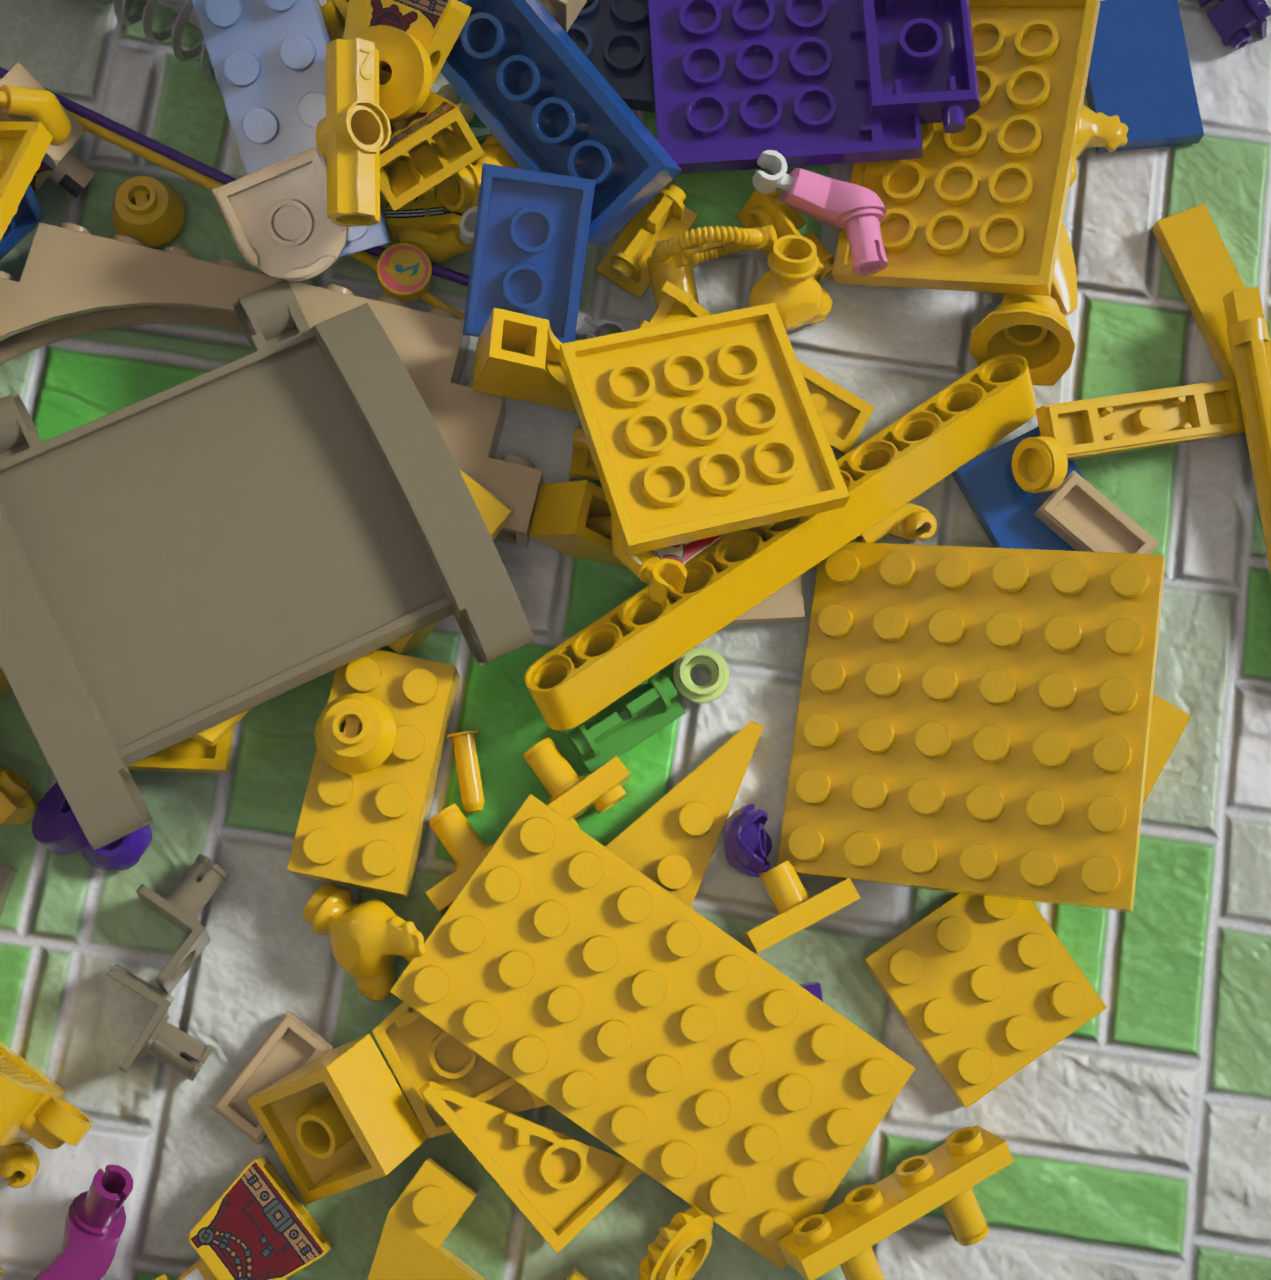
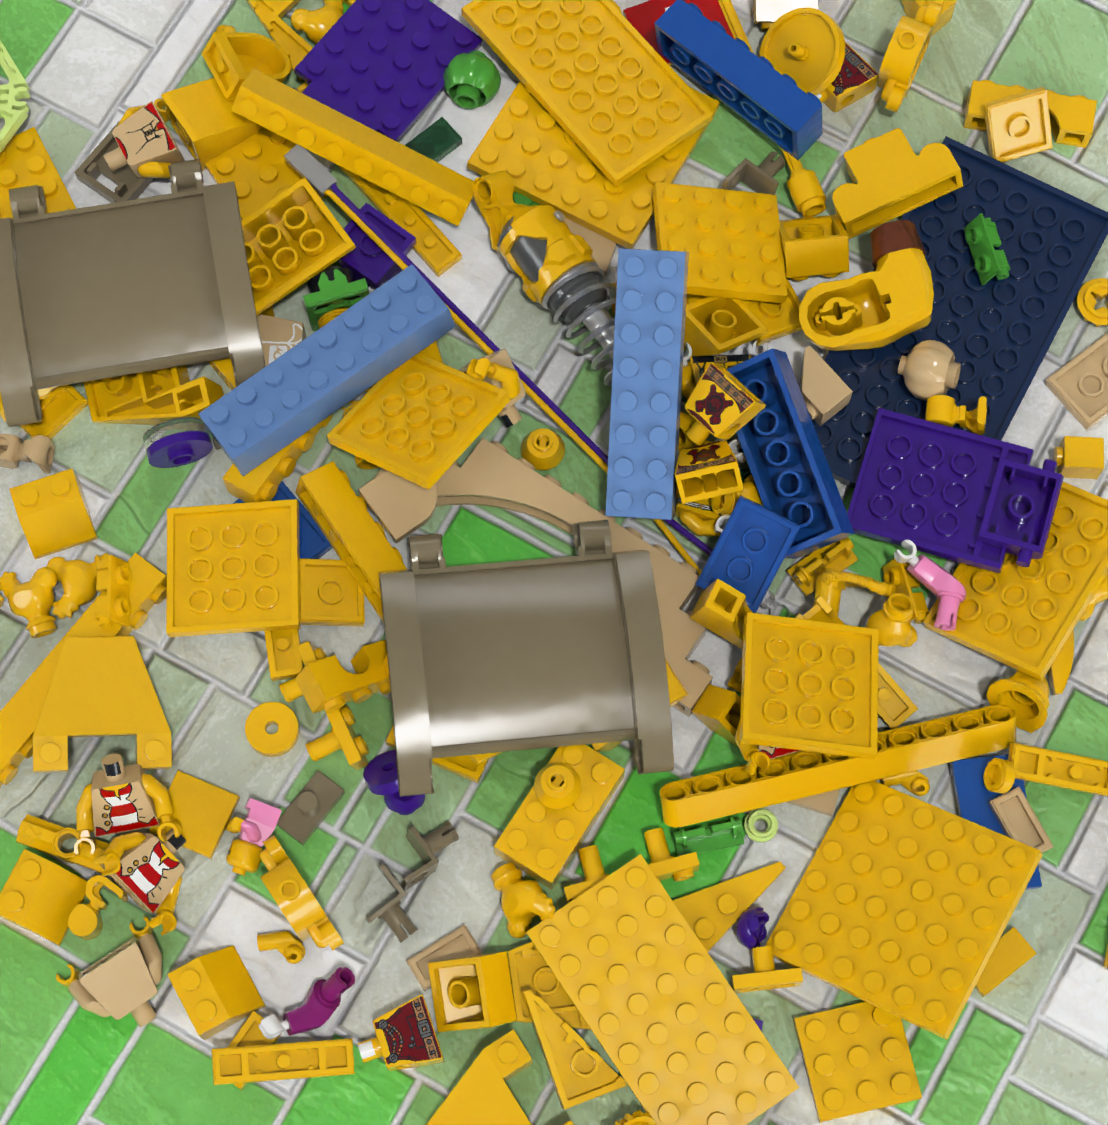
camera: 30 degrees right, 5 degrees down
(283, 218) = (622, 488): tan tile -> none
(353, 132) = (678, 444): yellow piece -> none
(404, 272) = (675, 535): yellow tile -> none
(410, 70) = (718, 429): yellow piece -> none
(468, 770) = (610, 830): yellow piece -> none

